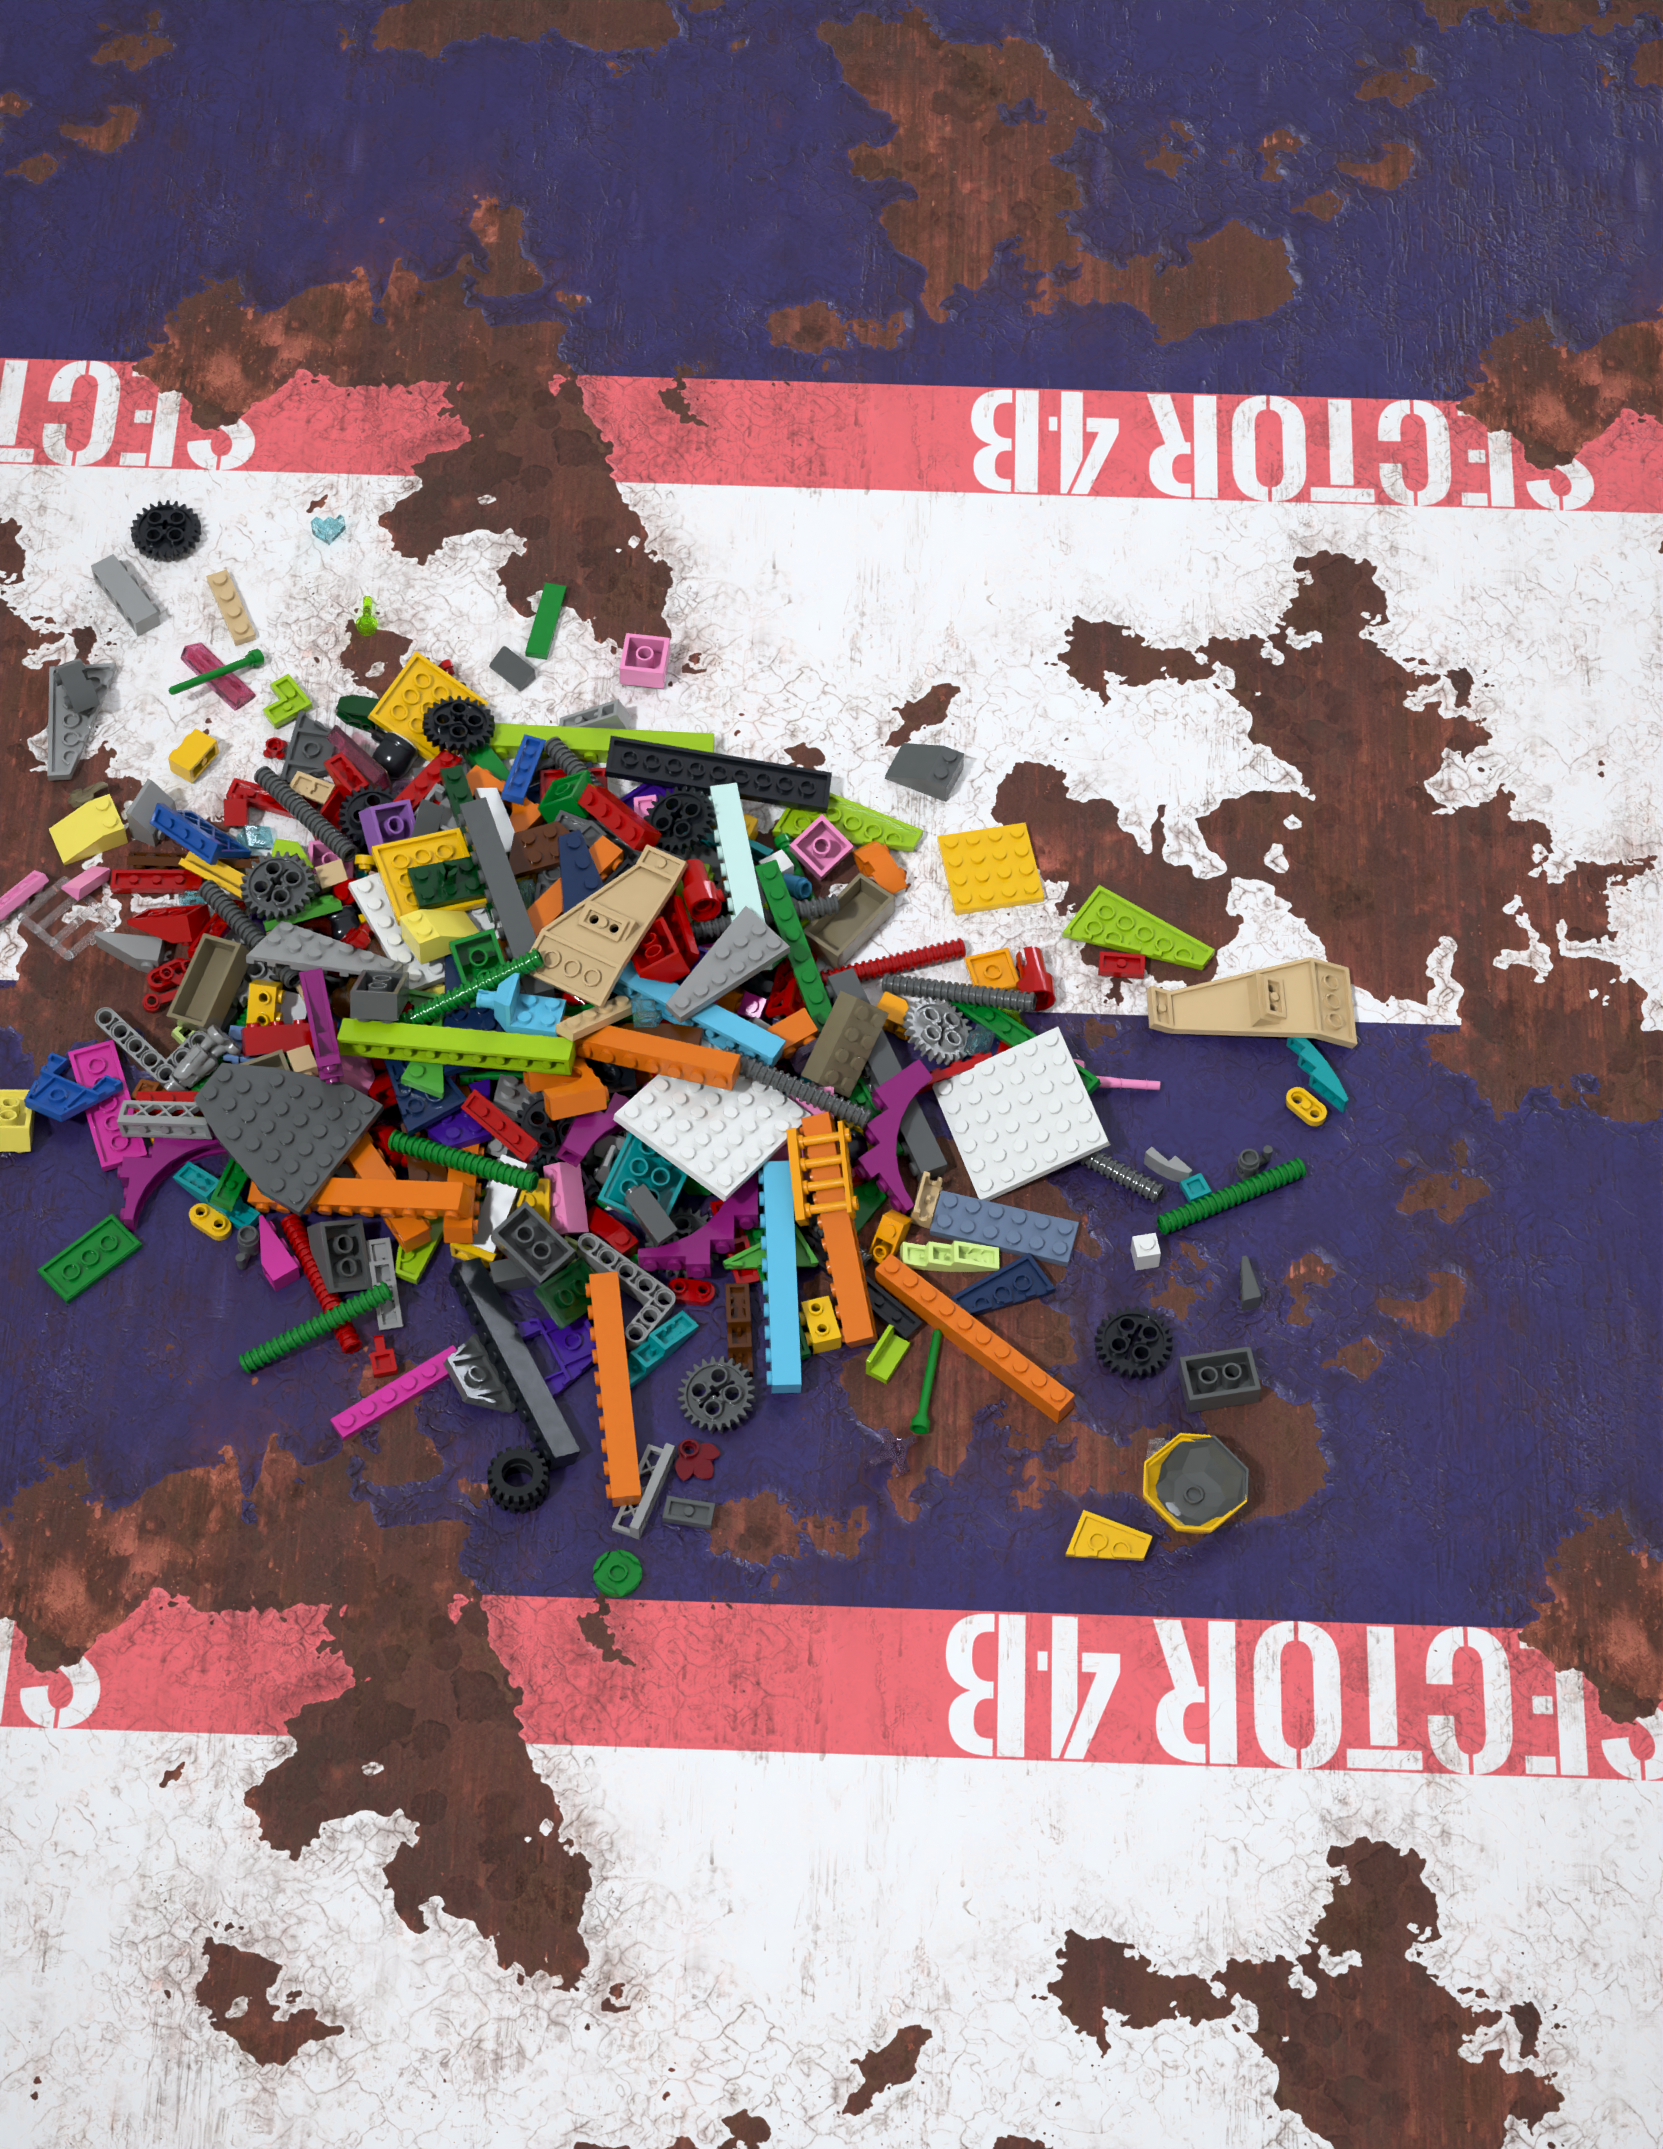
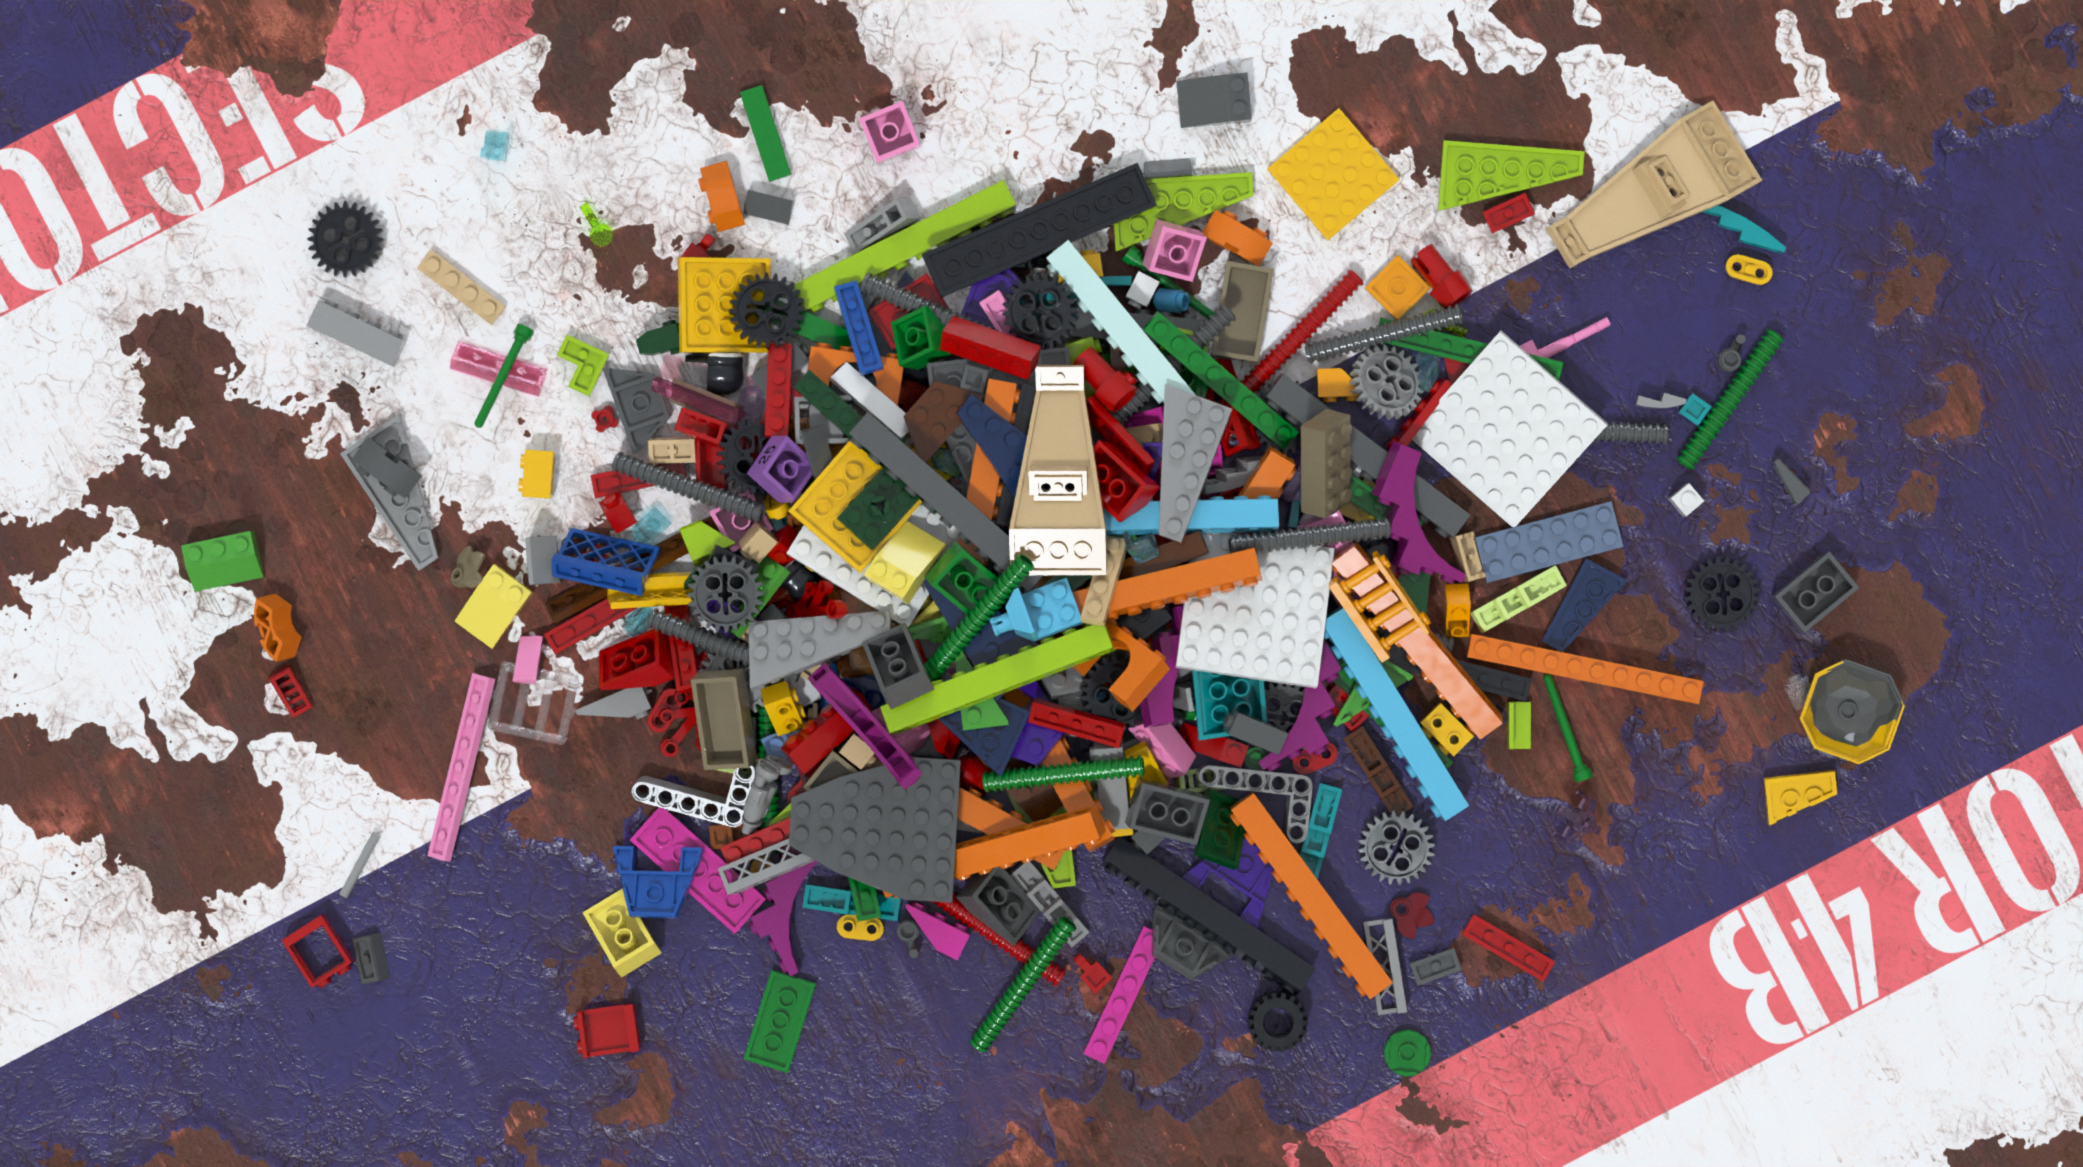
camera: 30 degrees left, 30 degrees up
(478, 645) = (722, 196): none -> orange brick
(764, 1531) = (1508, 947): none -> red plate
(854, 797) = (1167, 168): none -> dark grey slope

